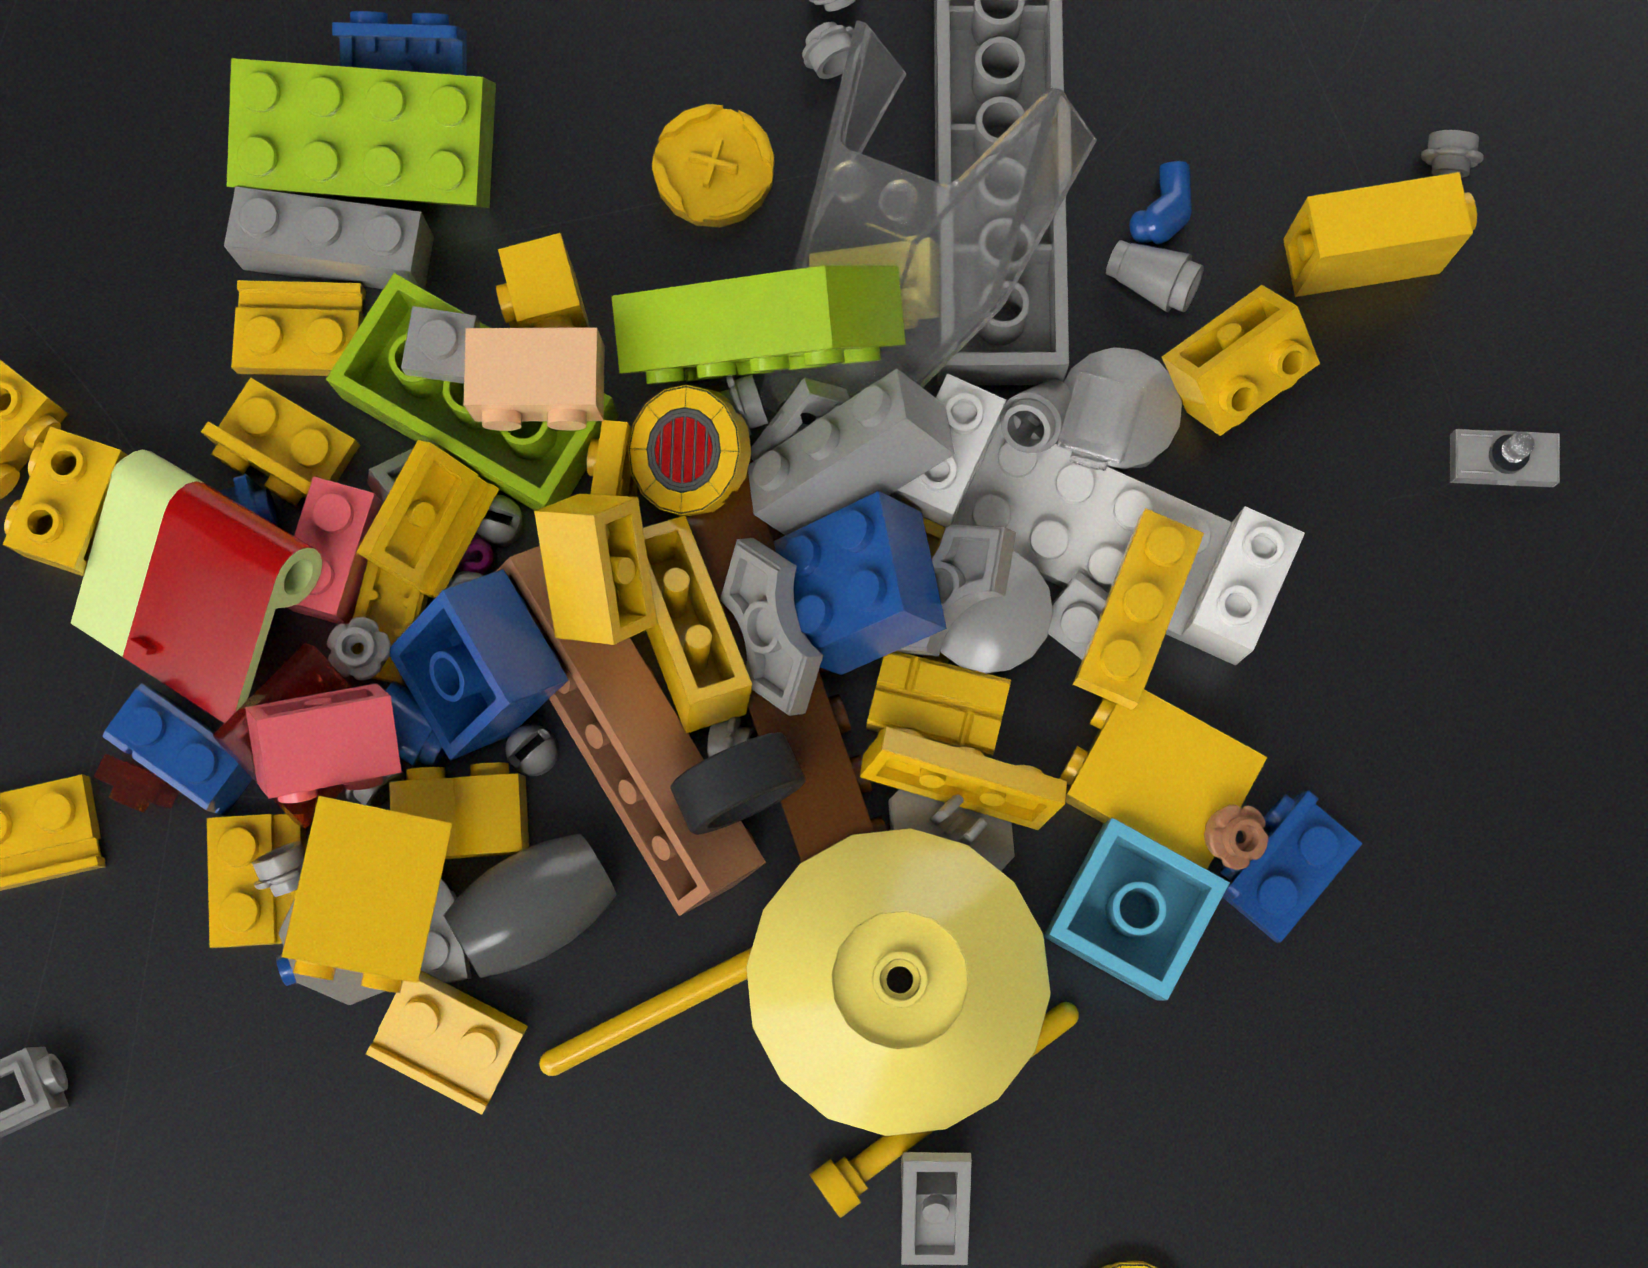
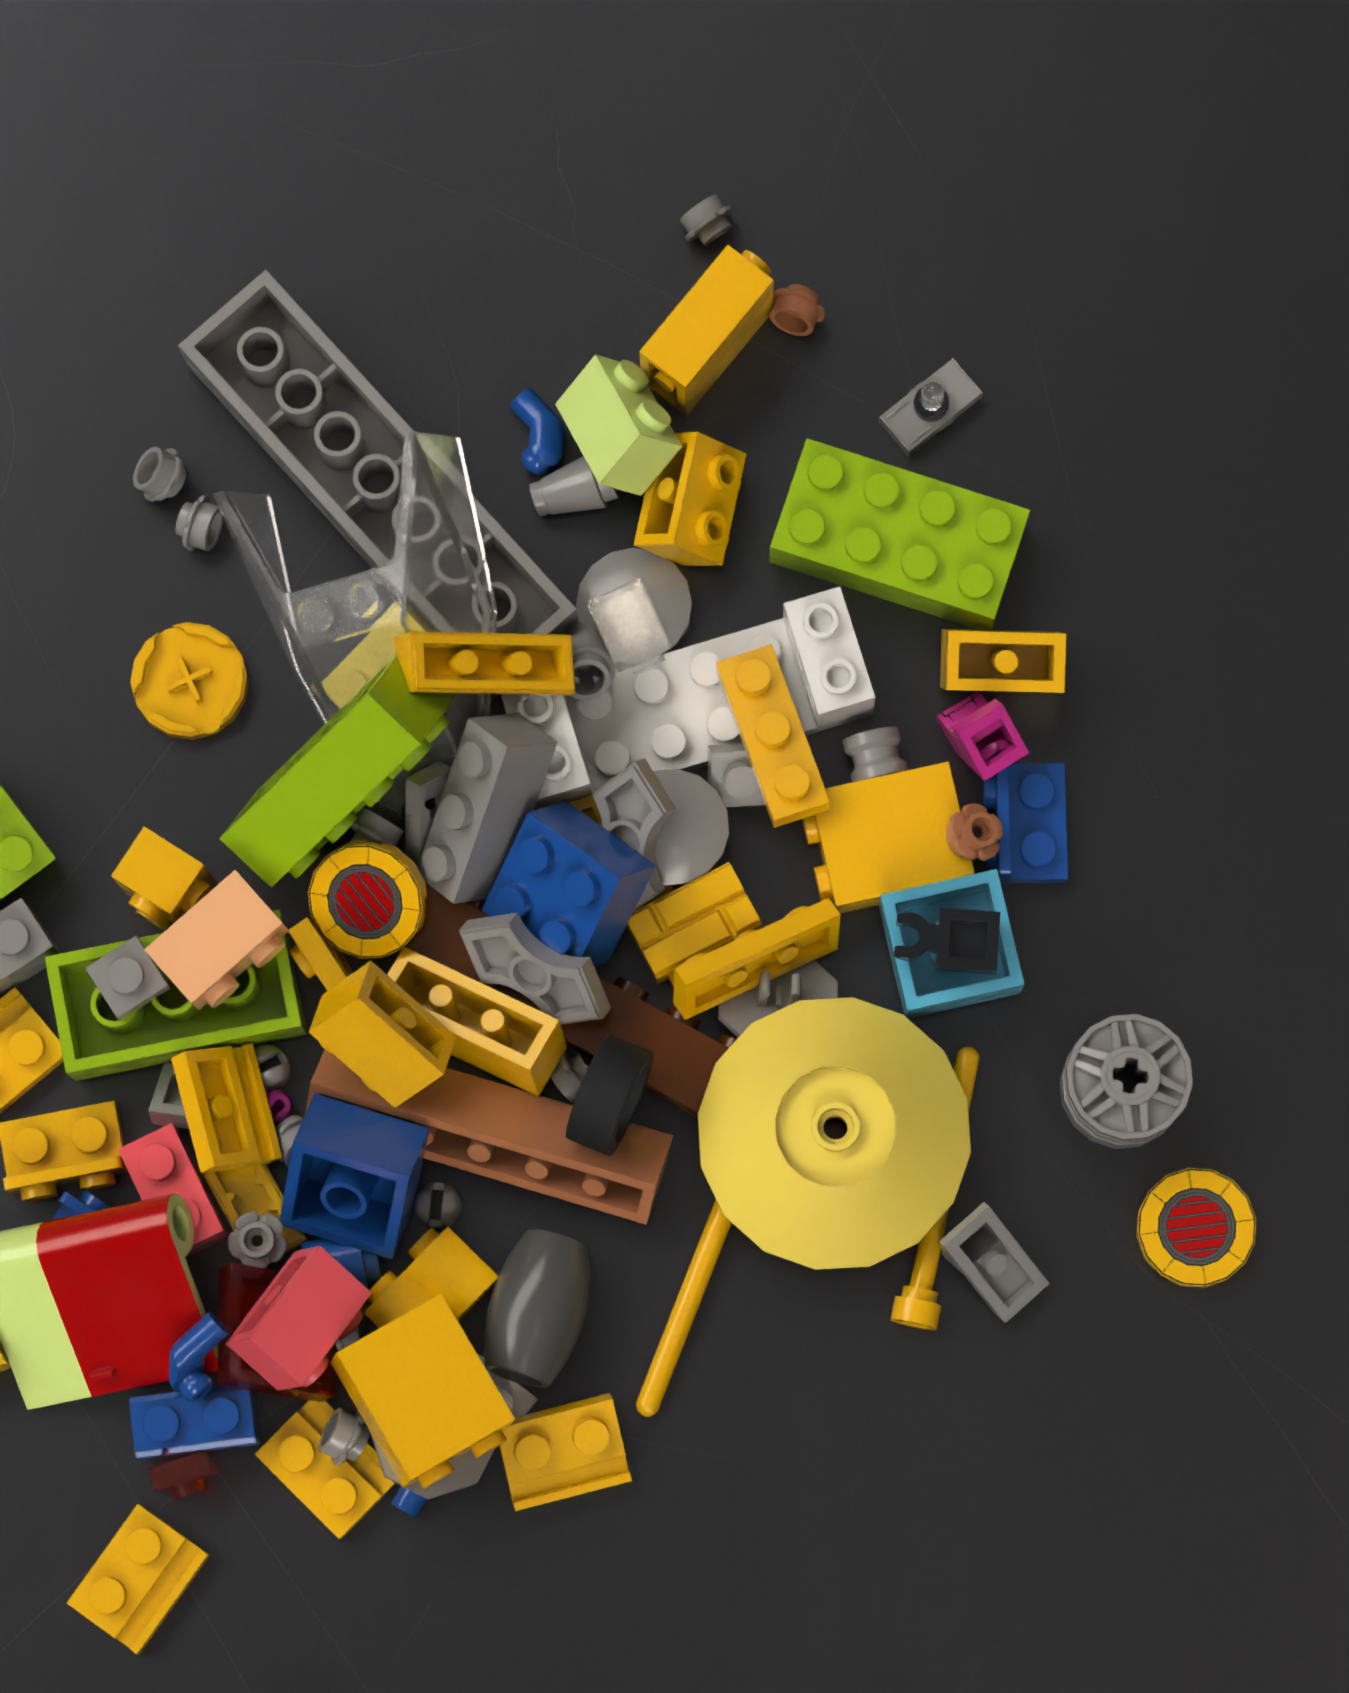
camera: 40 degrees left, 0 degrees up
(208, 692) = (189, 1354): none -> blue arm
(953, 337) = (486, 663): none -> yellow slope
(1143, 1157) = (1098, 1101): none -> light grey wheel
(1146, 915) = (961, 940): none -> black plate
(1211, 696) = (875, 753): none -> light grey wheel
(1236, 248) = (618, 424): none -> yellowish green brick
(1316, 755) = (979, 731): none -> dark pink leg
(1387, 714) = (1003, 660): none -> yellow brick
(1388, 537) = (898, 535): none -> lime brick
(1462, 285) = (796, 310): none -> nougat plate

